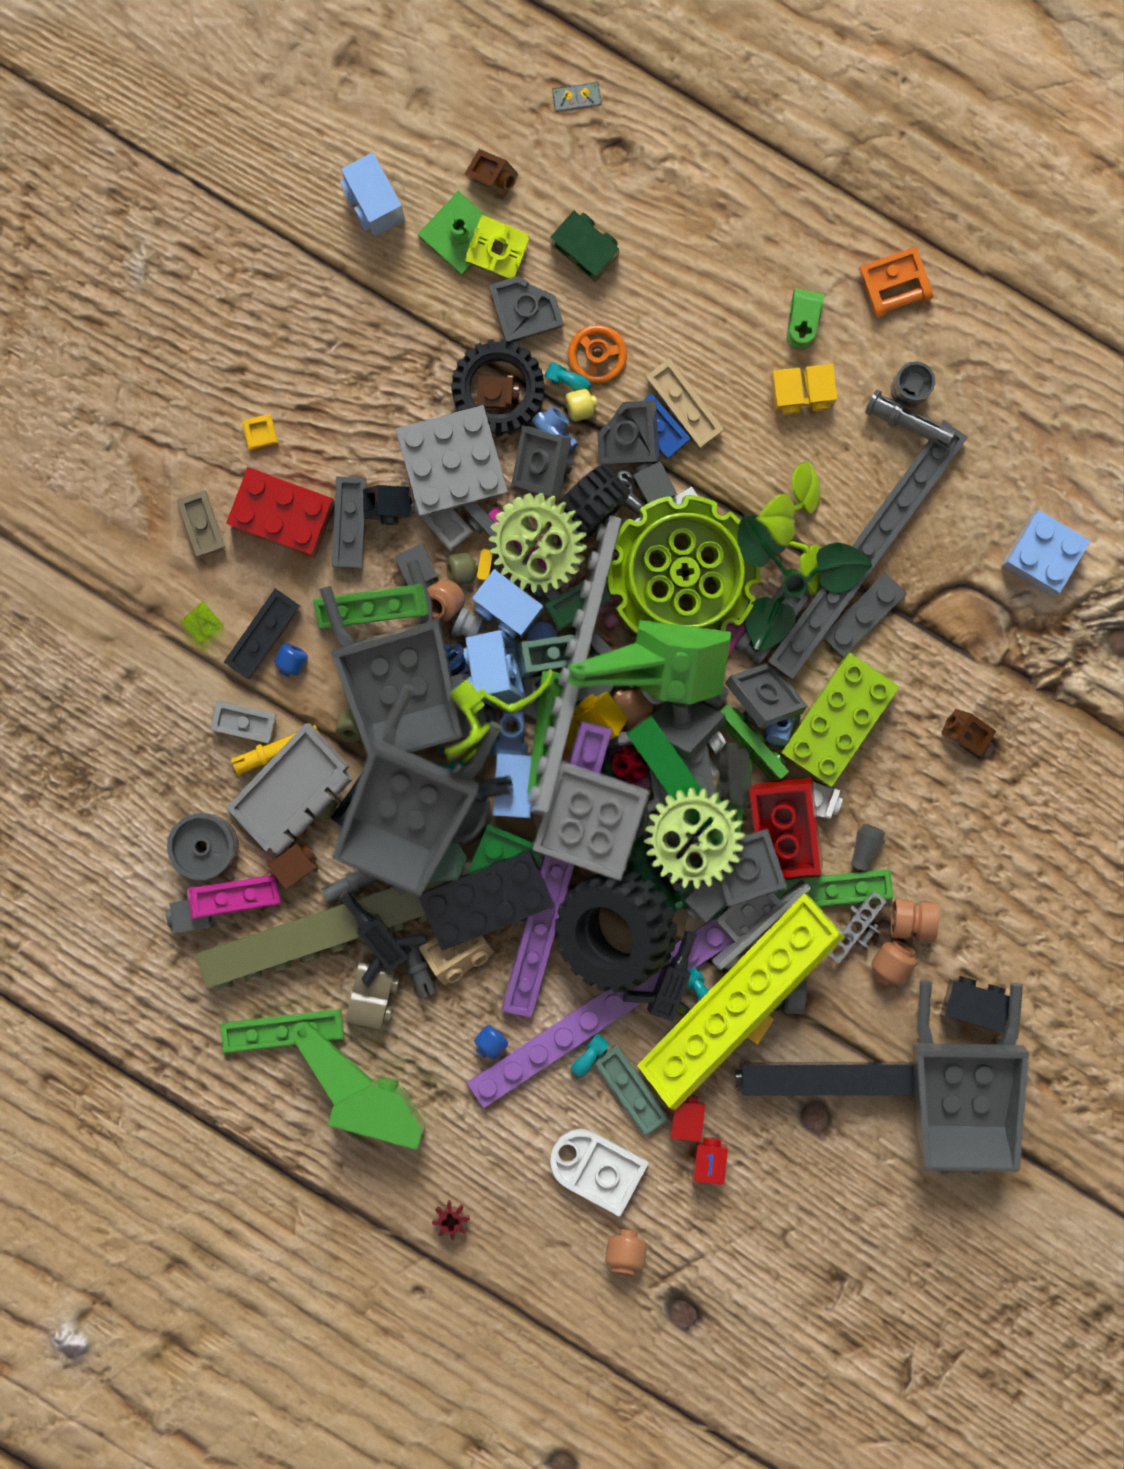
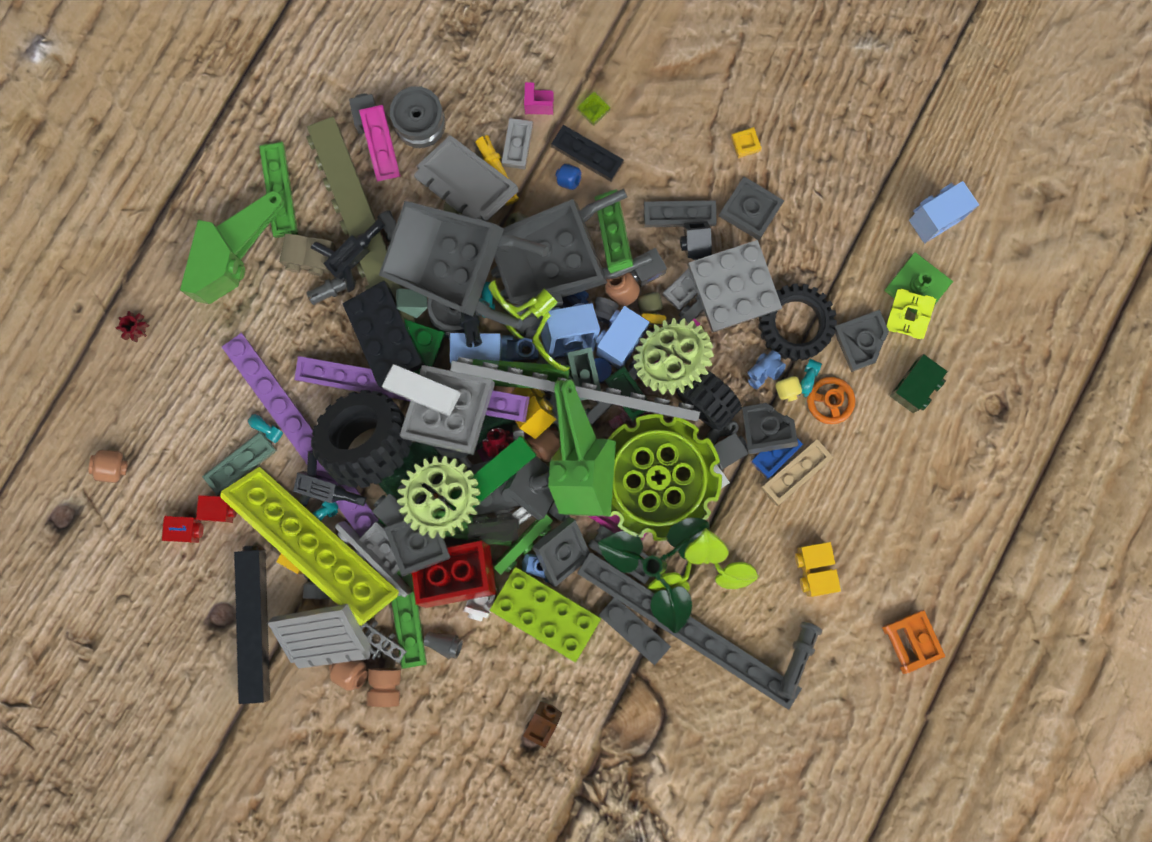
camera: 90 degrees right, 5 degrees down
(187, 692) = (538, 101): none -> dark pink panel
(201, 524) = (670, 101): dark tan plate -> none
(280, 512) = (683, 159): red brick -> none
(293, 865) = (406, 186): reddish brown brick -> none
(348, 432) = (751, 208): none -> dark grey plate
(455, 961) = (335, 316): tan bracket -> none
(490, 1042) = (273, 349): blue piece -> none
(492, 172) = (970, 307): reddish brown bracket -> none
(497, 392) = (793, 322): reddish brown bracket -> none
(542, 461) = (740, 359): dark grey tile -> none
(566, 851) = (421, 390): none -> white tile
(576, 96) = (1039, 371): light grey sticker -> none
(599, 1170) = (173, 441): white plate -> none
(804, 314) = (879, 566): bright green piece -> none
(852, 990) = (321, 636): none -> light grey hinge
(913, 384) = (829, 660): dark grey wheel -> none
(970, 1096) = (235, 742): dark grey piece -> none
(975, 1004) = (316, 744): black brick -> none
(1046, 553) = (696, 782): light blue brick -> none

